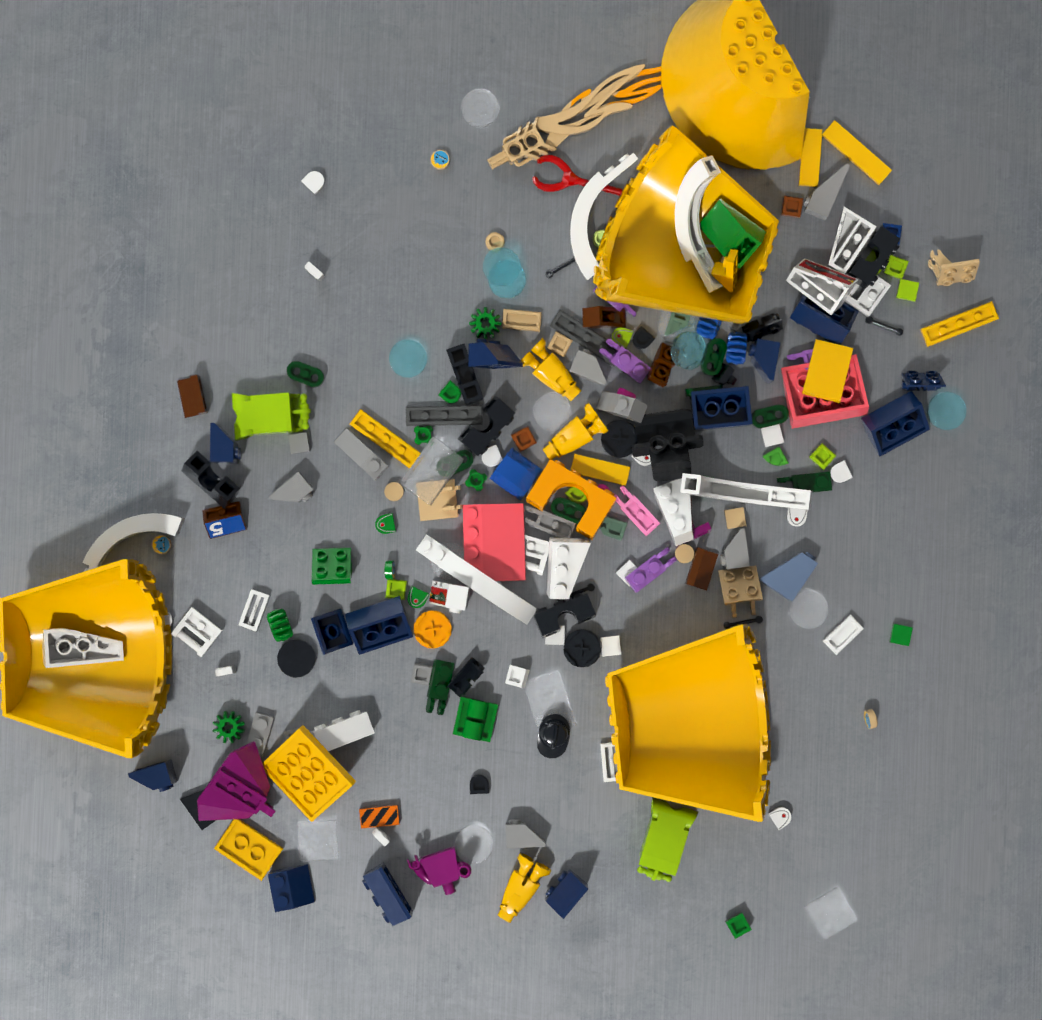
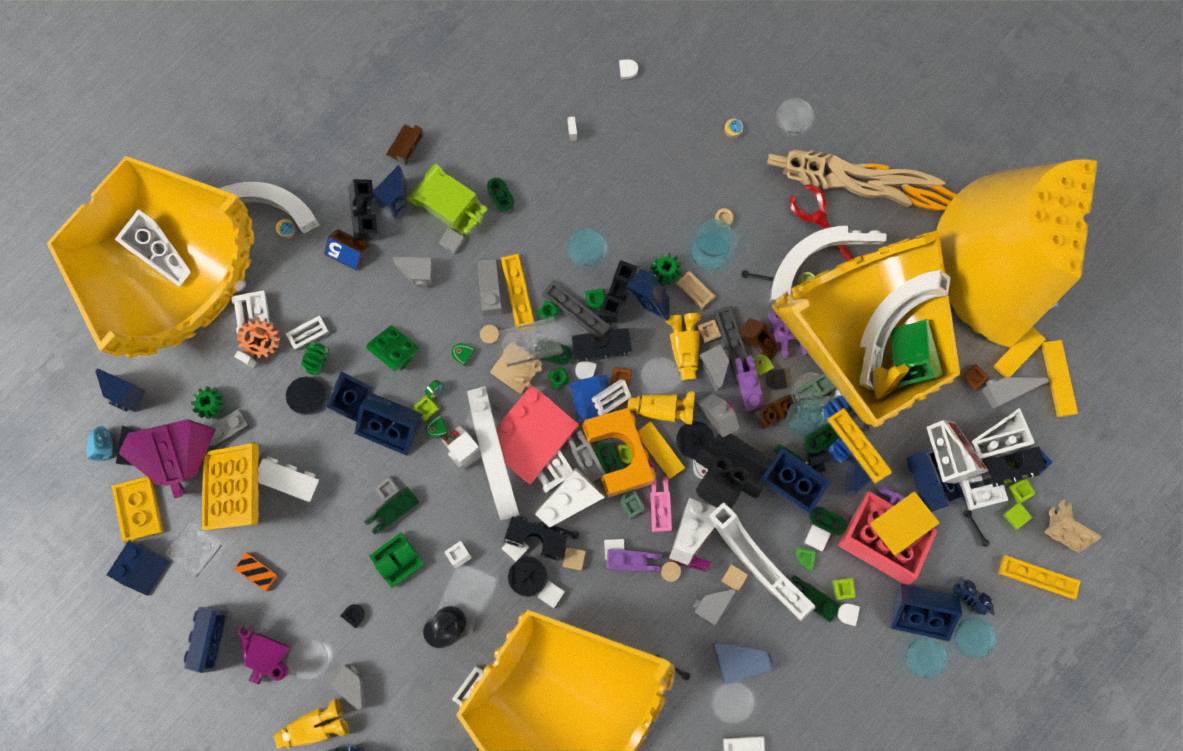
camera: 40 degrees right, 10 degrees down
(177, 826) = (99, 444): none -> medium azure rock
(222, 646) = (261, 330): none -> orange gear
(381, 836) = (242, 588): white tile -> none
(432, 629) = (426, 462): light orange tile -> none
(471, 671) = (420, 519): black hinge -> none
(527, 460) = (598, 404): none -> white tile
(605, 605) = (573, 559): none -> tan tile
(701, 568) = (674, 595): reddish brown panel -> none
(740, 586) = (693, 635): tan plate -> none
(747, 342) = (859, 446): none -> yellow tile
(771, 325) = (887, 450): black hinge -> none
(796, 517) = (784, 618): white tile -> none
(922, 456) = (926, 658): none -> clear light blue tile

